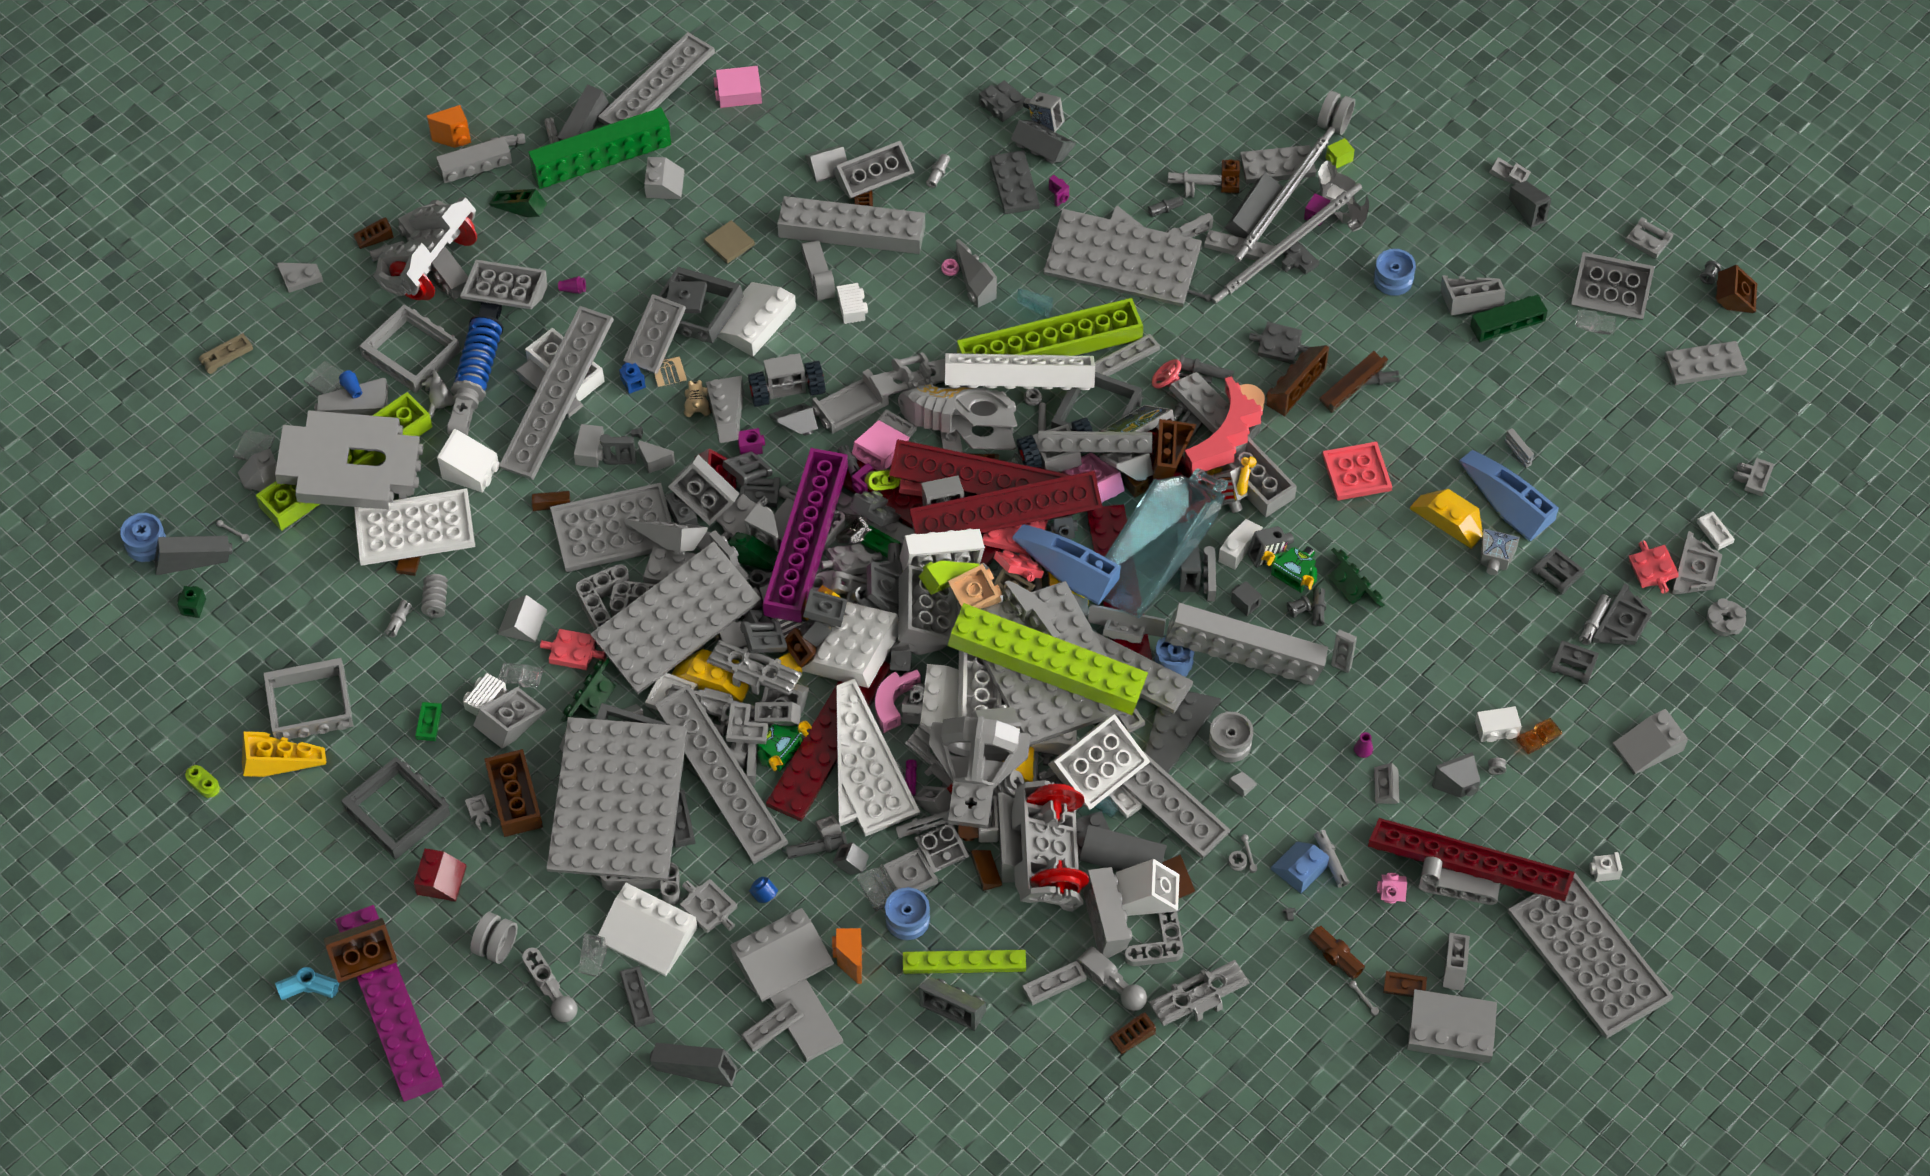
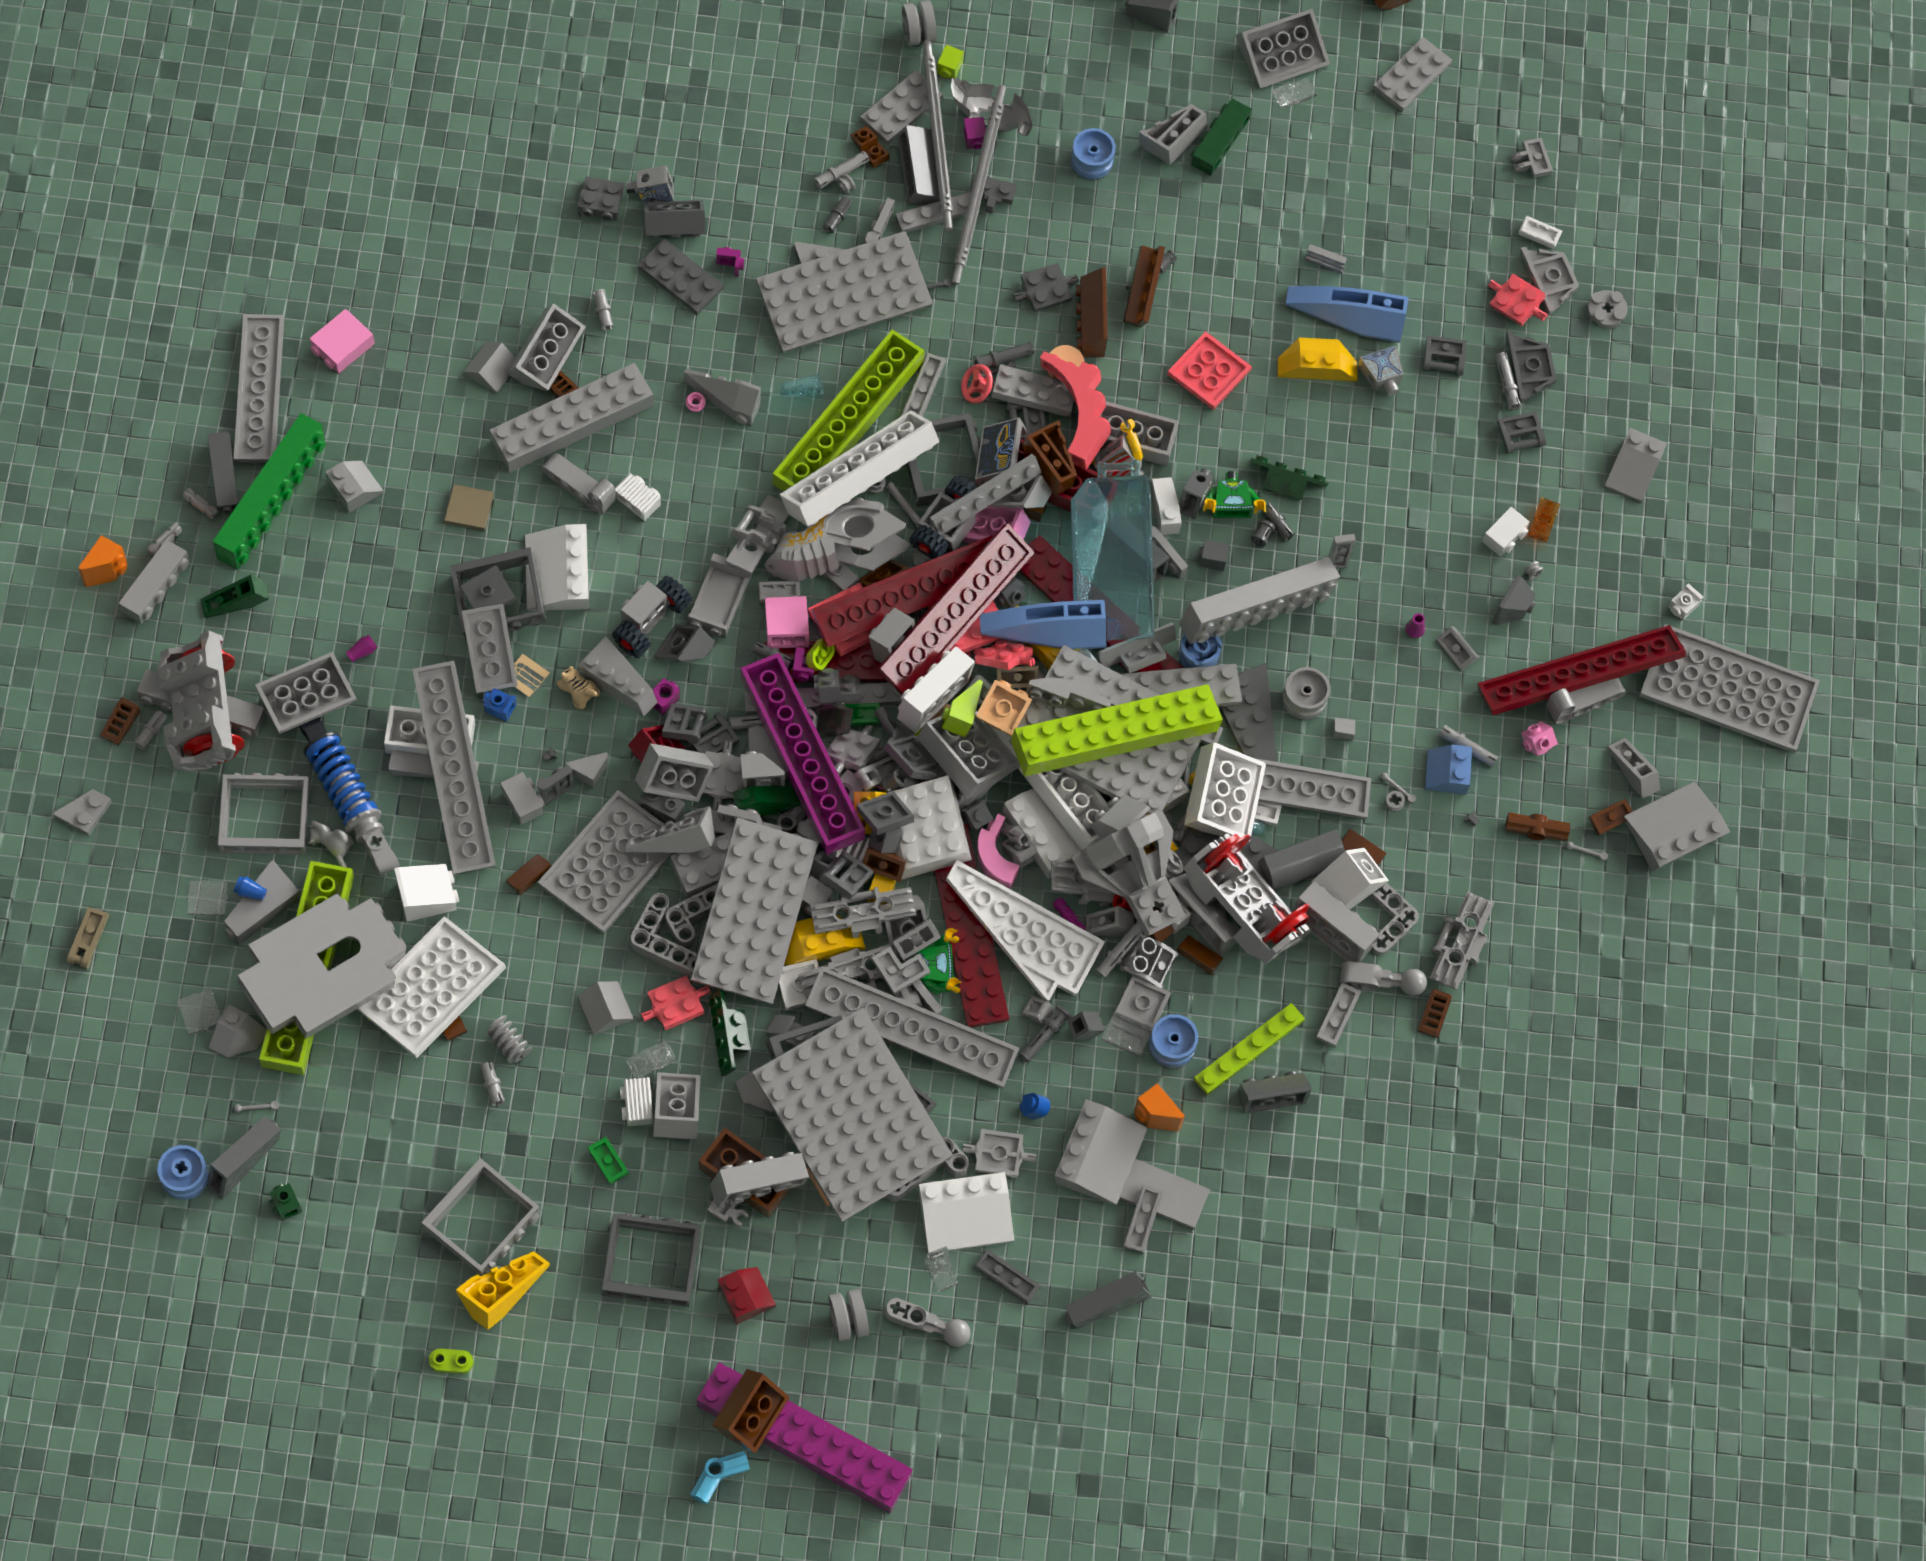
camera: 45 degrees left, 10 degrees up
(510, 795) = (758, 1178): none -> light grey wedge

